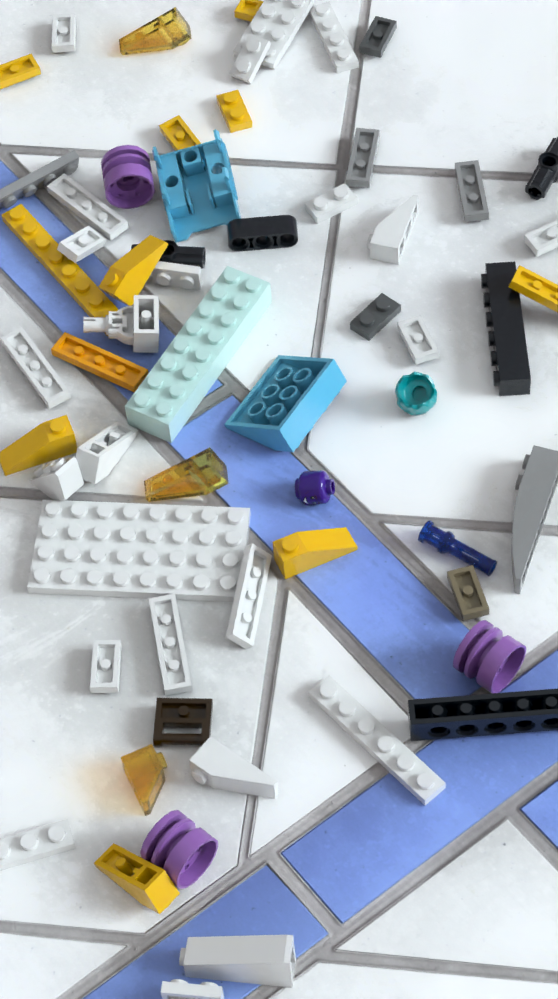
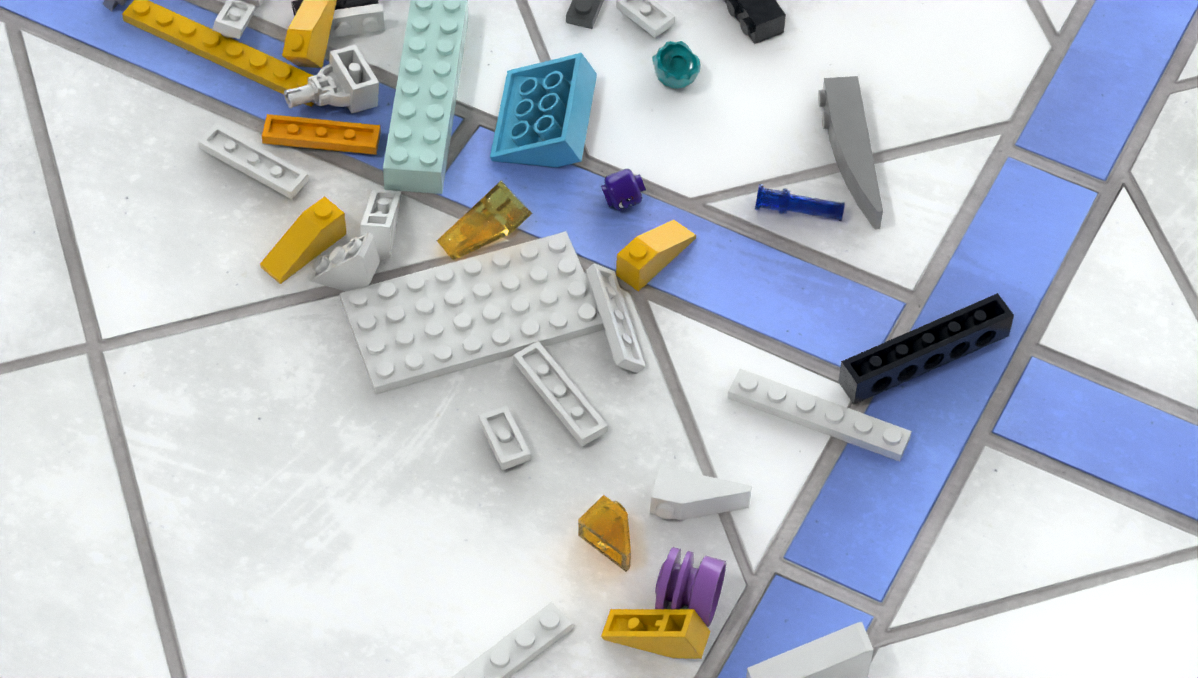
camera: 30 degrees left, 0 degrees up
(182, 714) = (613, 457): dark brown plate -> none
(468, 593) = (832, 243): dark tan plate -> none
(489, 656) = (893, 294): medium lavender wheel -> none

